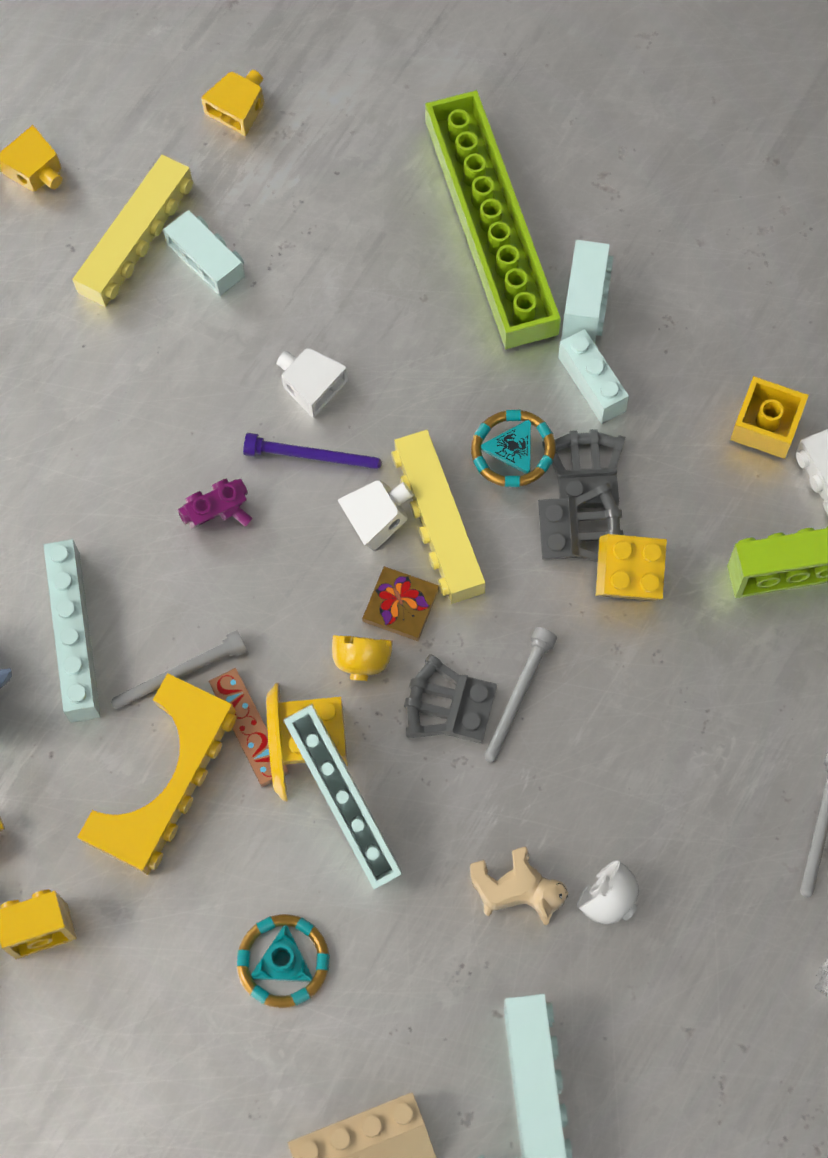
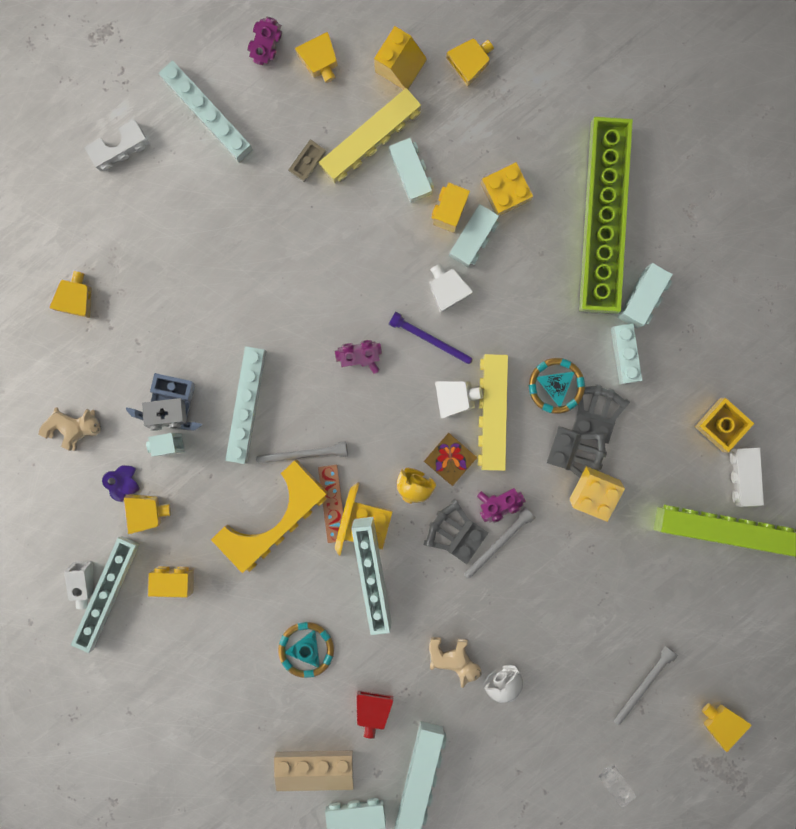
camera: 20 degrees right, 20 degrees up
(56, 289) = (307, 160): none -> dark tan plate
(139, 123) = (399, 59): none -> yellow slope
(274, 273) = (451, 206): none -> yellow brick
(322, 303) = (474, 236): none -> light aqua brick
(344, 232) = (506, 189): none -> yellow brick
(421, 1016) = (372, 711): none -> red torso
(499, 635) = (498, 506): none -> magenta brick

